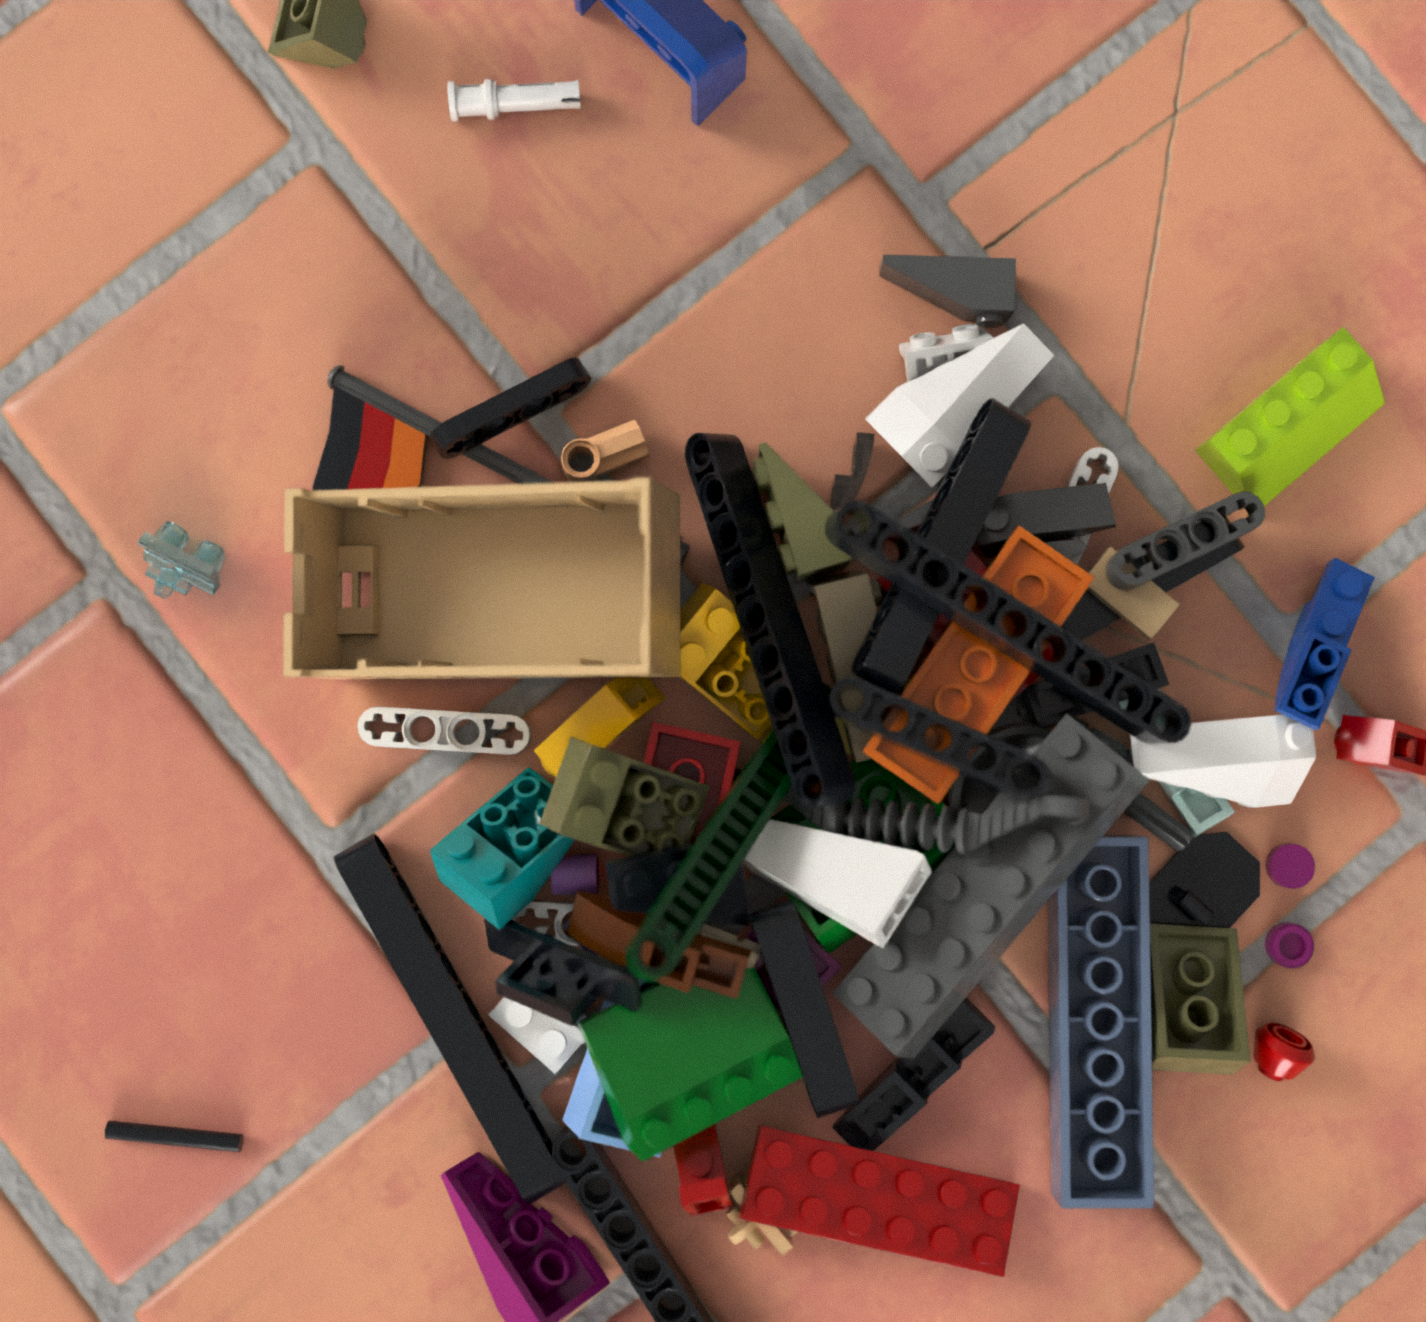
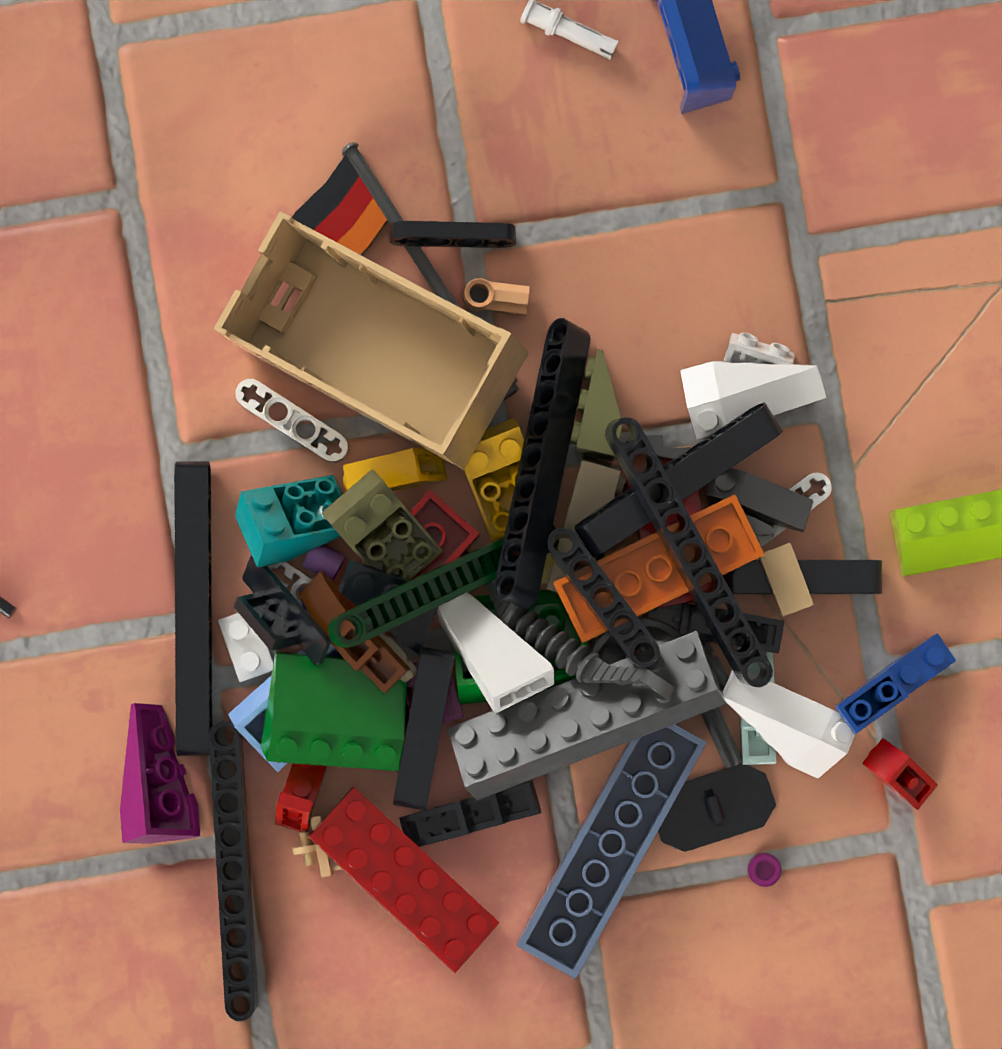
camera: 30 degrees right, 0 degrees up
(176, 568) = (177, 217): clear light blue hips -> none
(847, 487) = (643, 409): clear smoke slope -> none
(962, 286) = (795, 319): dark grey slope -> none
(1186, 542) = (841, 569): dark grey beam -> none
(1197, 1000) = (679, 867): olive slope -> none
(1281, 1051) = (717, 932): red cone -> none
(1290, 865) = (794, 818): magenta tile -> none

